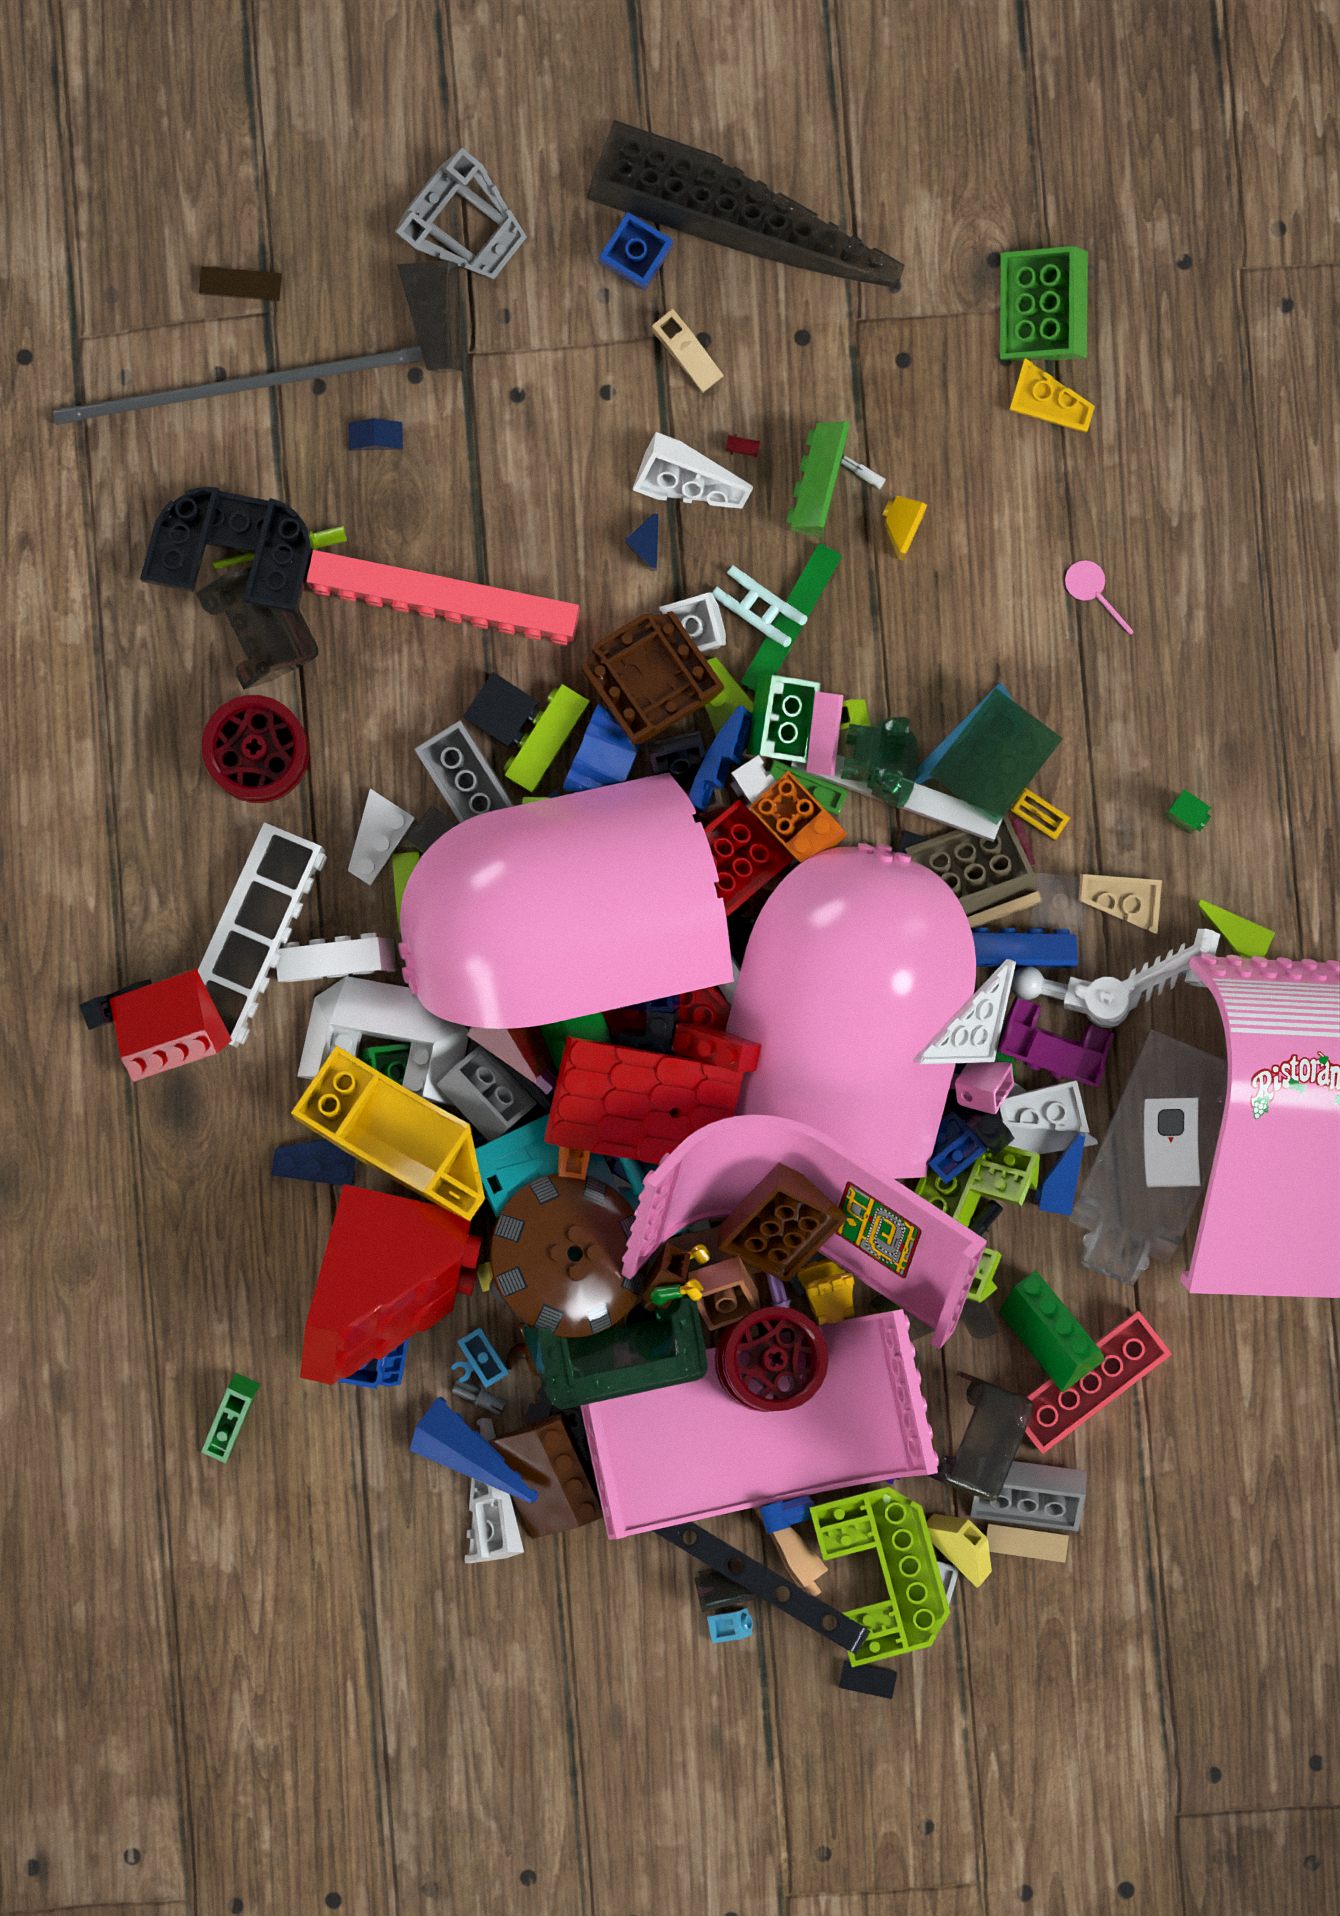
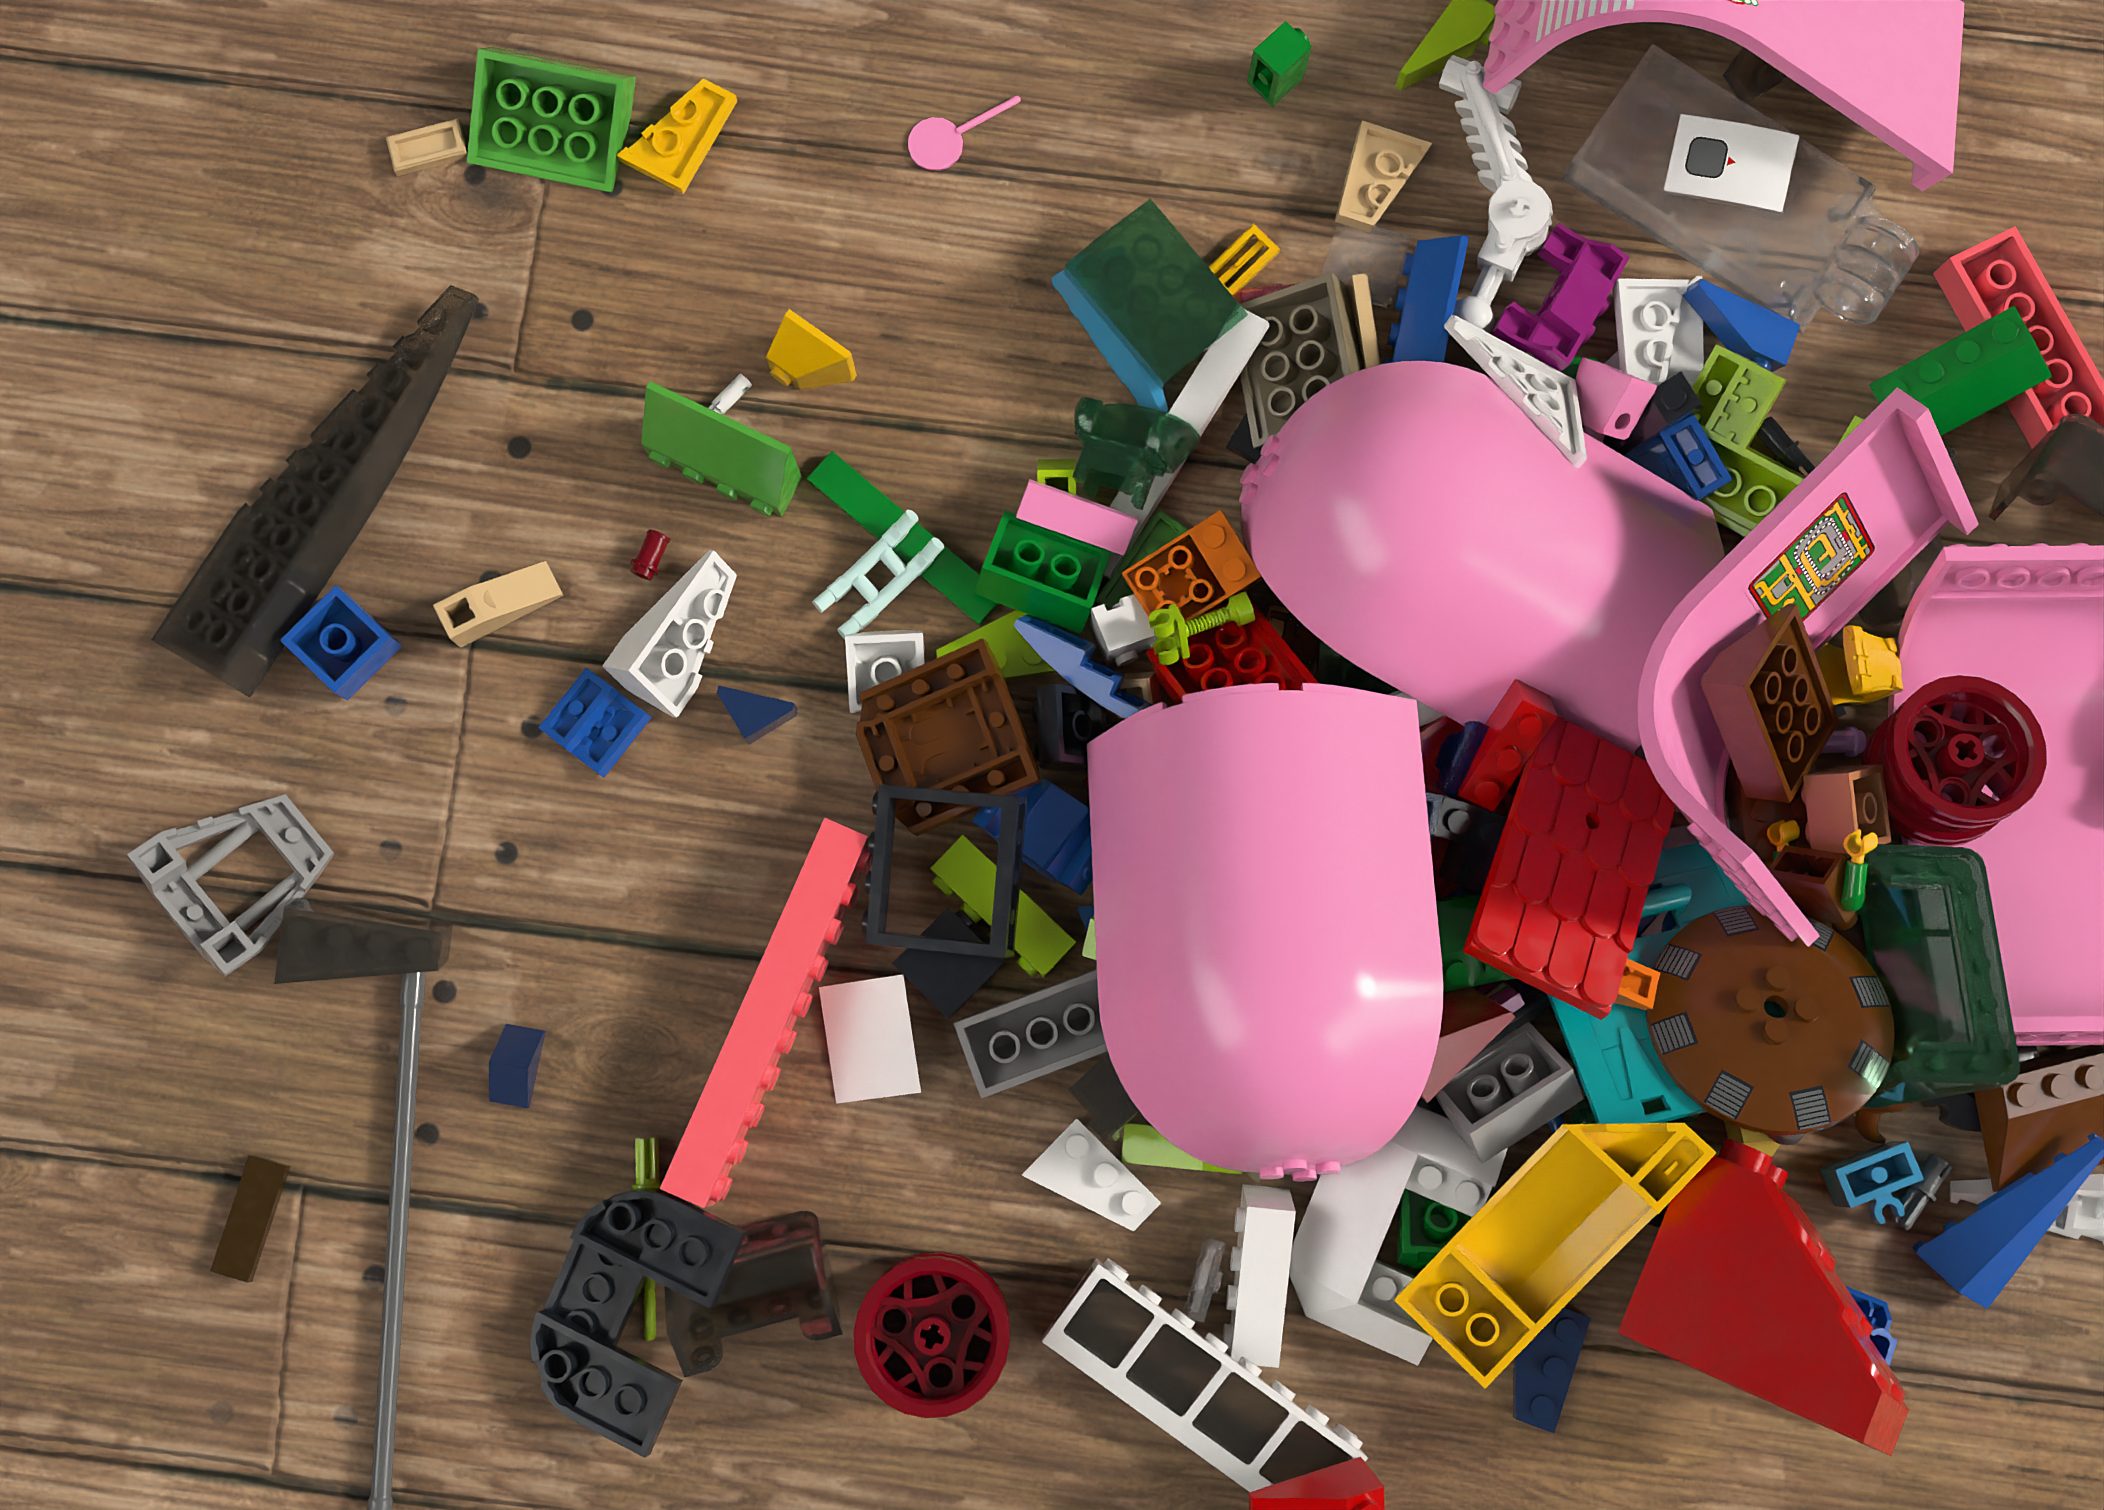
camera: 85 degrees left, 5 degrees down
(325, 922) = (1205, 1279): none -> clear plate
(439, 667) = (870, 1039): none -> white sticker
(566, 733) = (1007, 871): none -> black window
(618, 434) = (595, 722): none -> blue slope
(704, 1019) = (1457, 755): none -> clear blue tile
(747, 807) = (1237, 610): none -> lime bar
(1006, 222) = (427, 147): none -> tan tile

